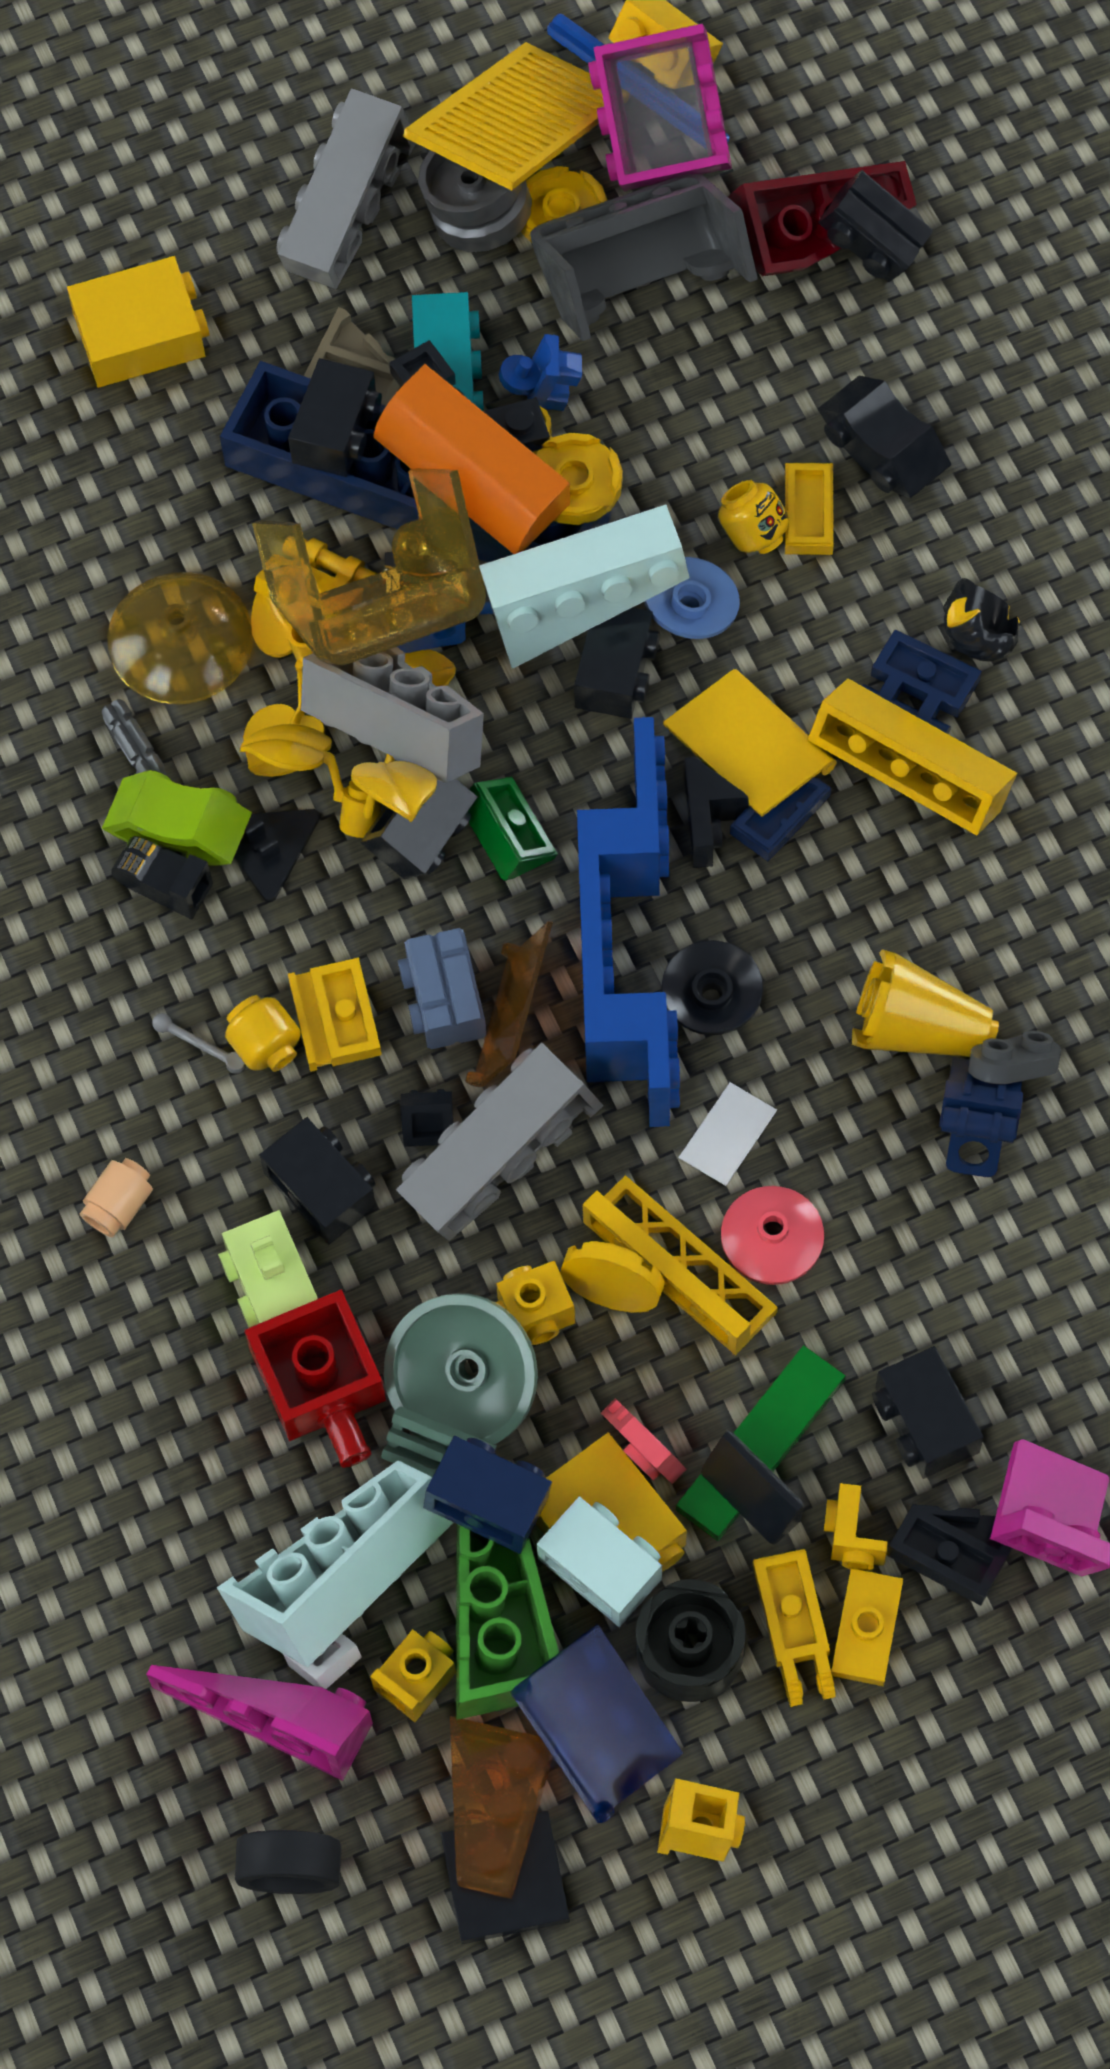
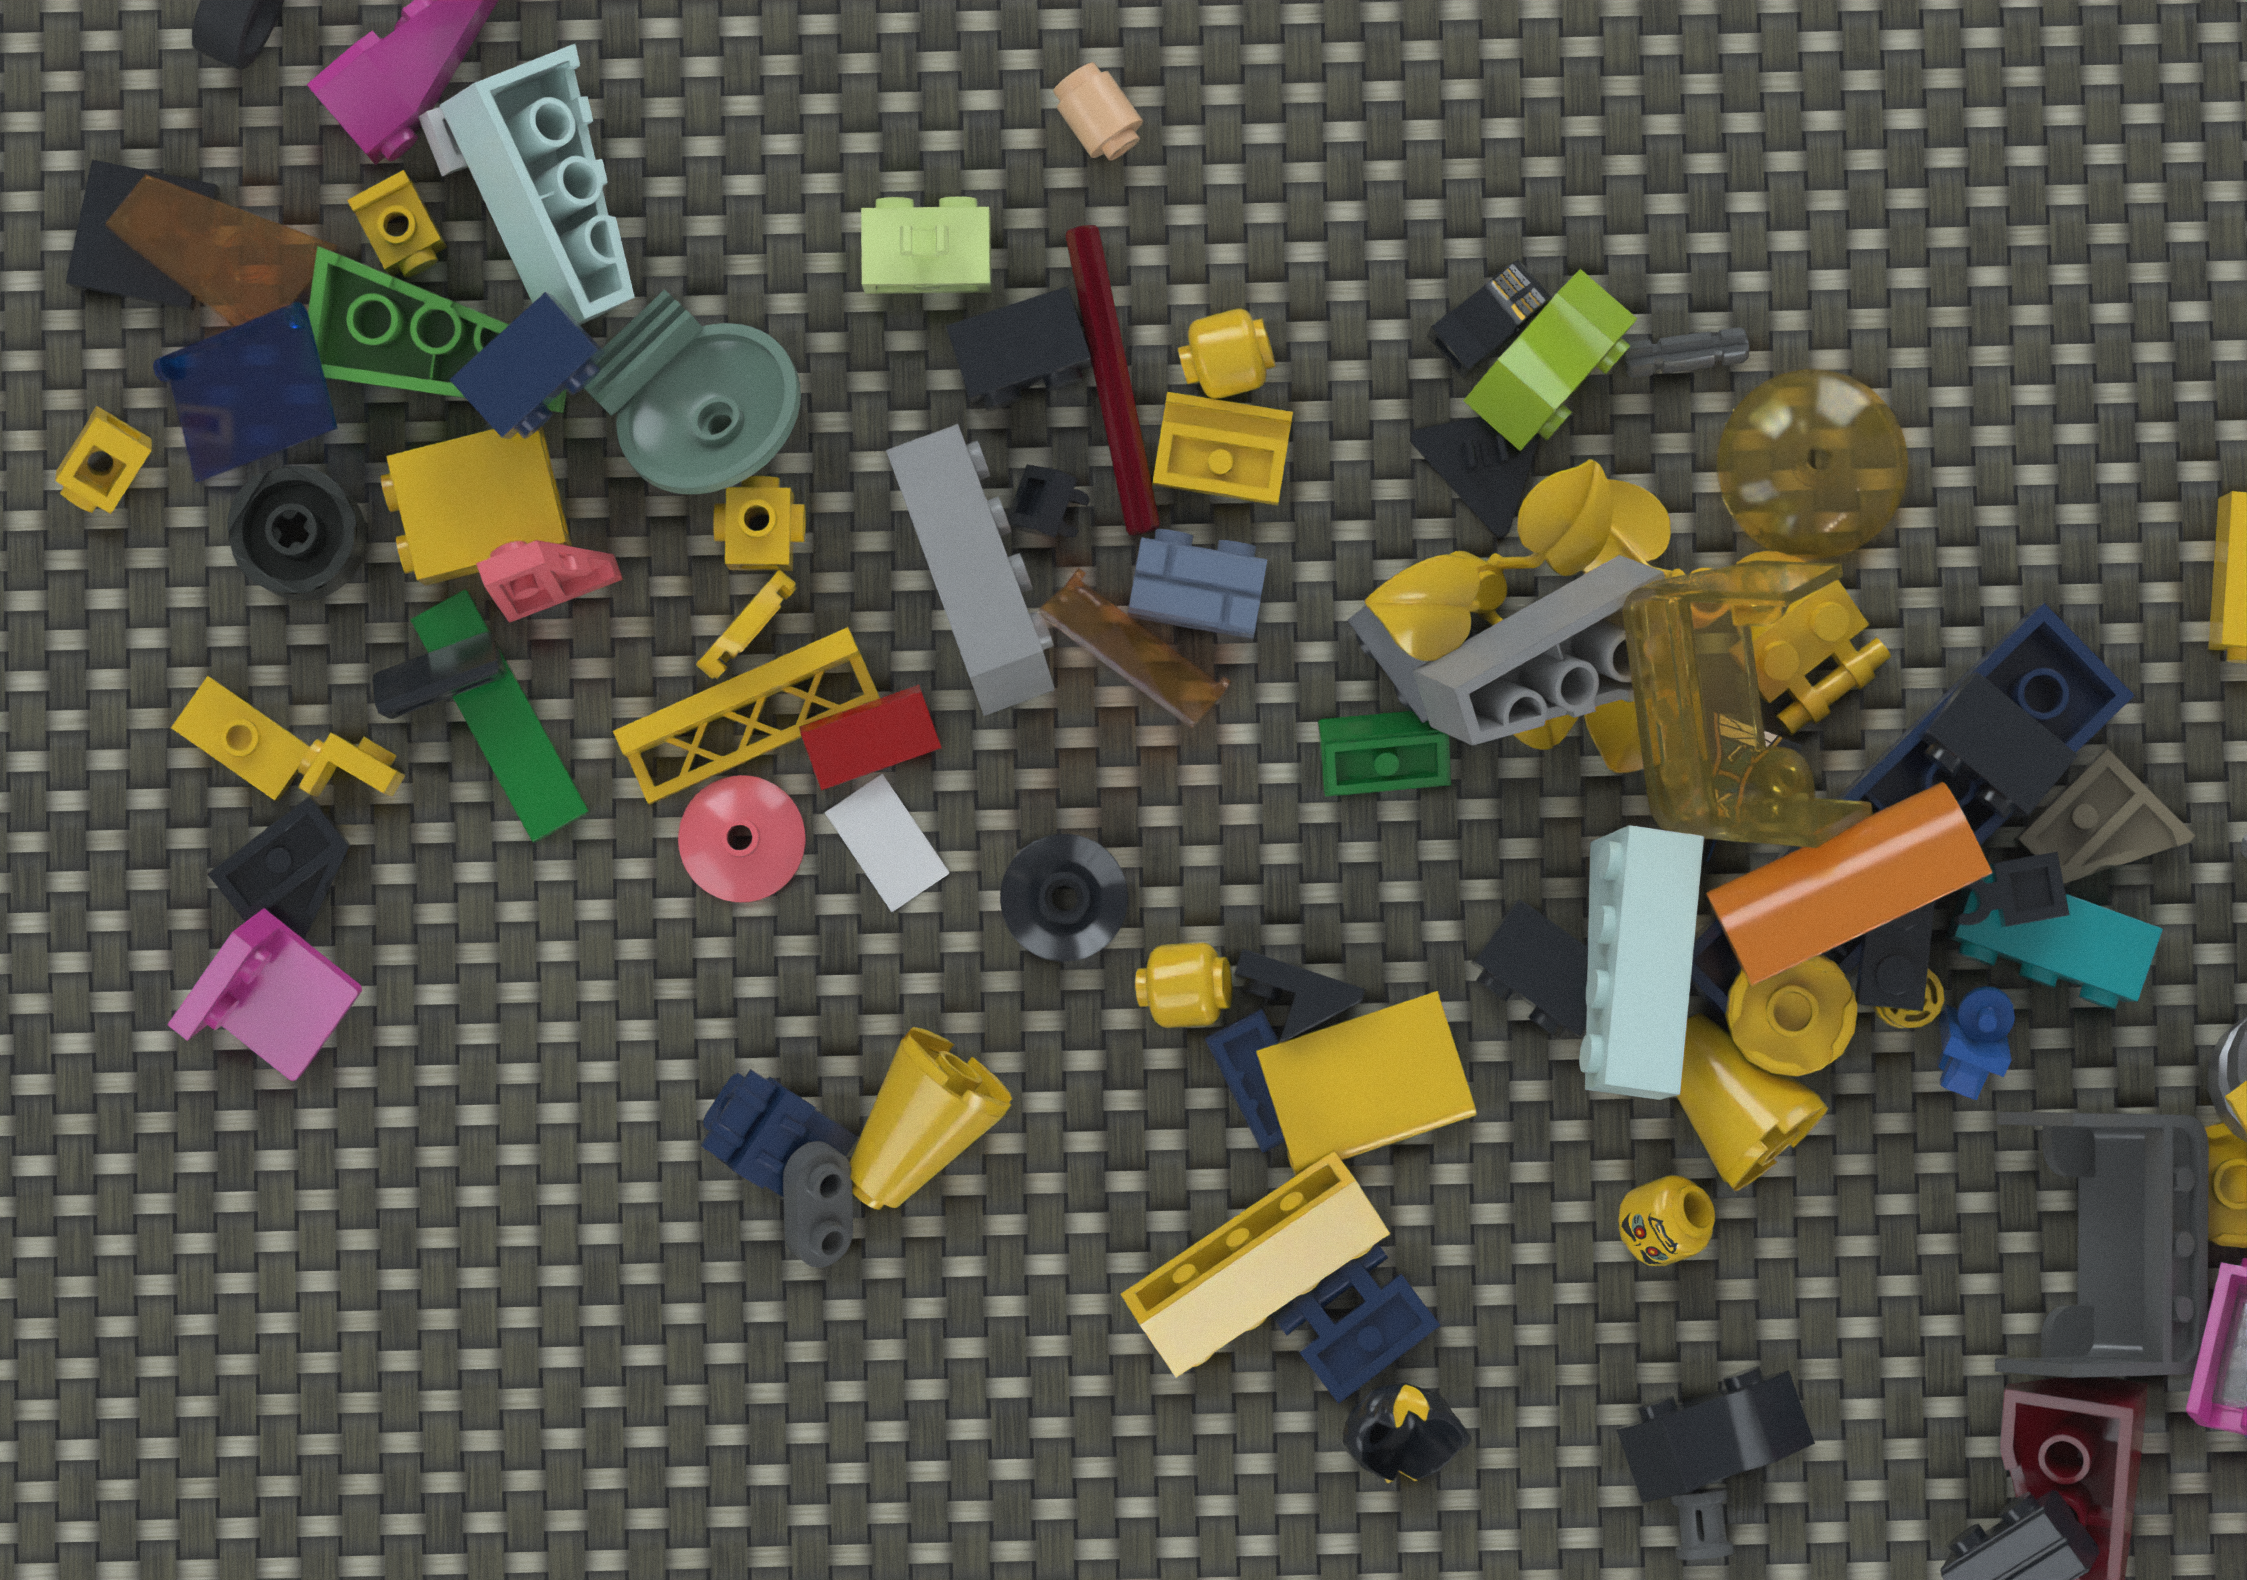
camera: 110 degrees right, 20 degrees up
(163, 1023) = (1300, 250): light grey hinge -> none
(318, 1108) = (1112, 380): none -> dark red axle
(319, 1373) = (780, 252): red brick -> none
(600, 1560) = (410, 464): light aqua brick -> none
(625, 856) = (1268, 862): blue bracket -> none
(656, 1169) = (870, 737): none -> red tile
(659, 480) = (1738, 1107): none -> yellow cone
(709, 594) = (1579, 1128): medium blue dish -> none
(736, 883) = (1185, 985): none -> yellow head
(794, 1620) = (282, 660): yellow hinge -> none
(809, 508) = (1664, 1303): yellow tile -> none
(927, 1412) = (446, 911): black brick -> none
(953, 421) = (1714, 1541): none -> dark grey bush

